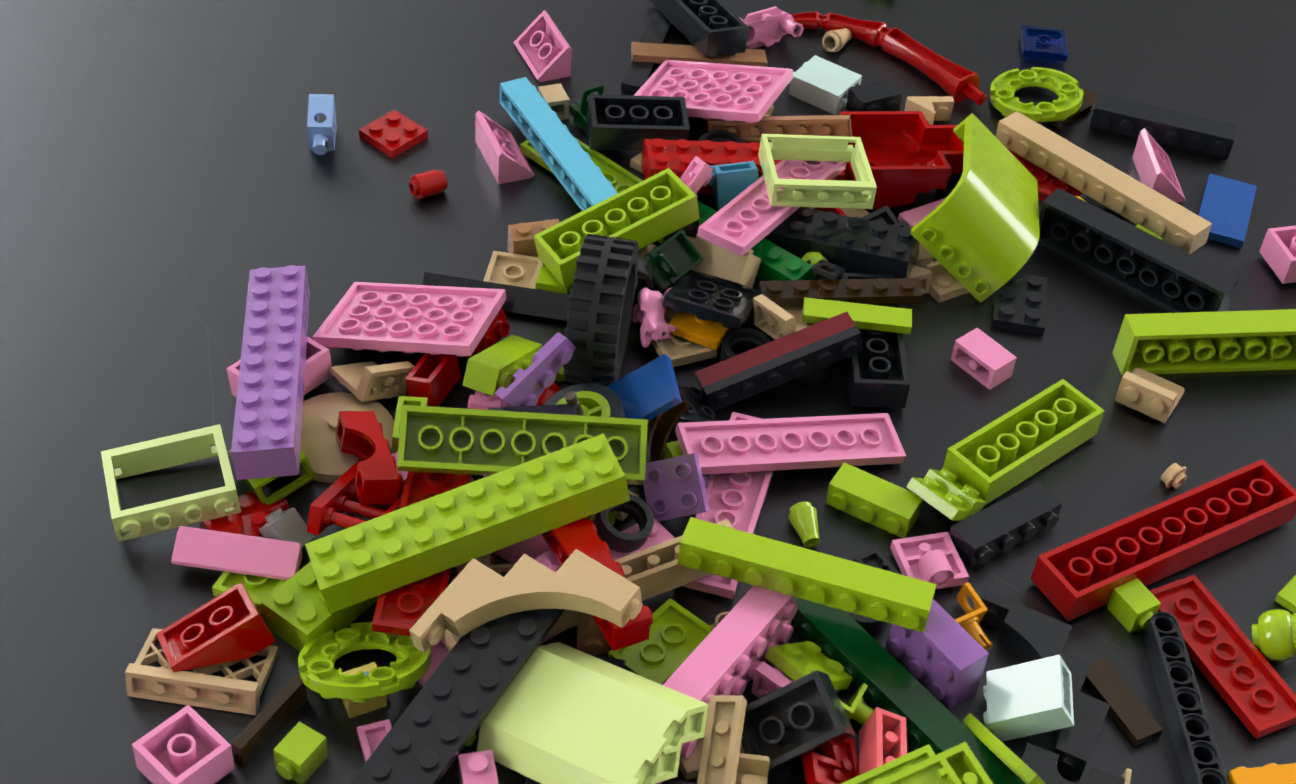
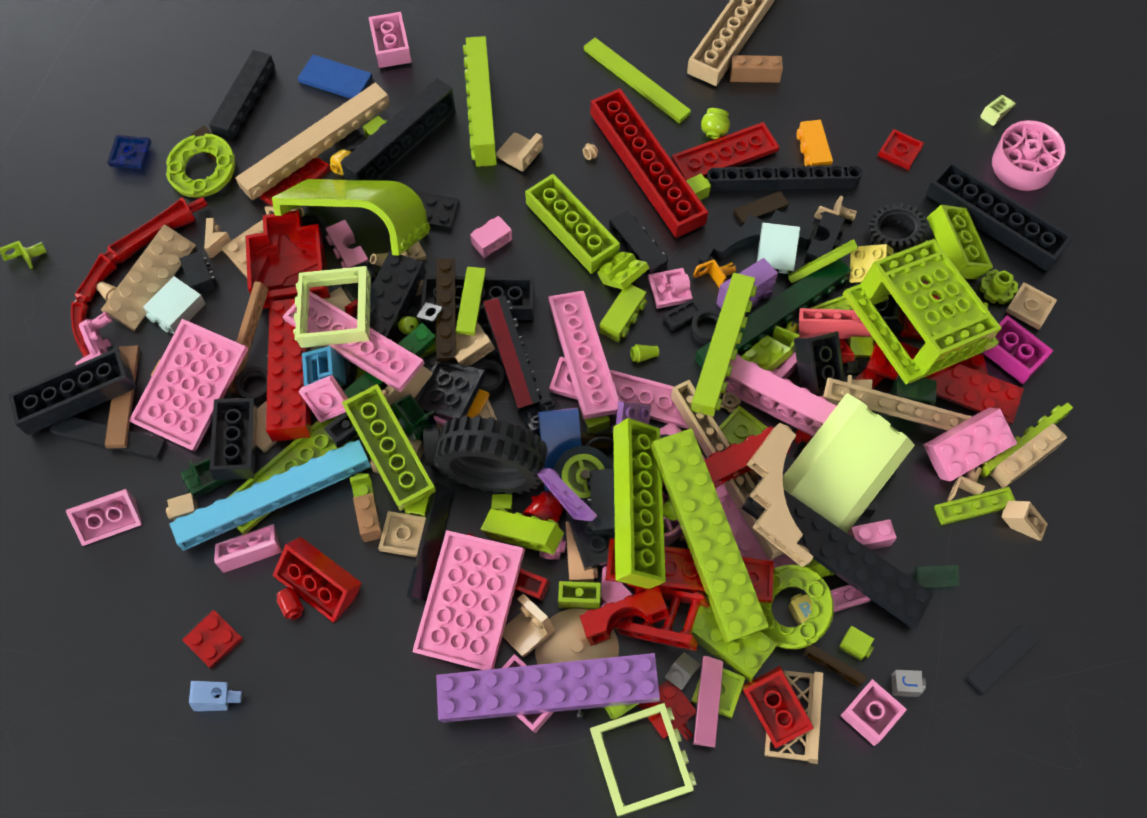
camera: 85 degrees left, 20 degrees up
(460, 204) = (316, 578): none -> red slope
(864, 58) = (148, 277): none -> tan plate
(1156, 168) = (294, 109): bright pink slope -> none

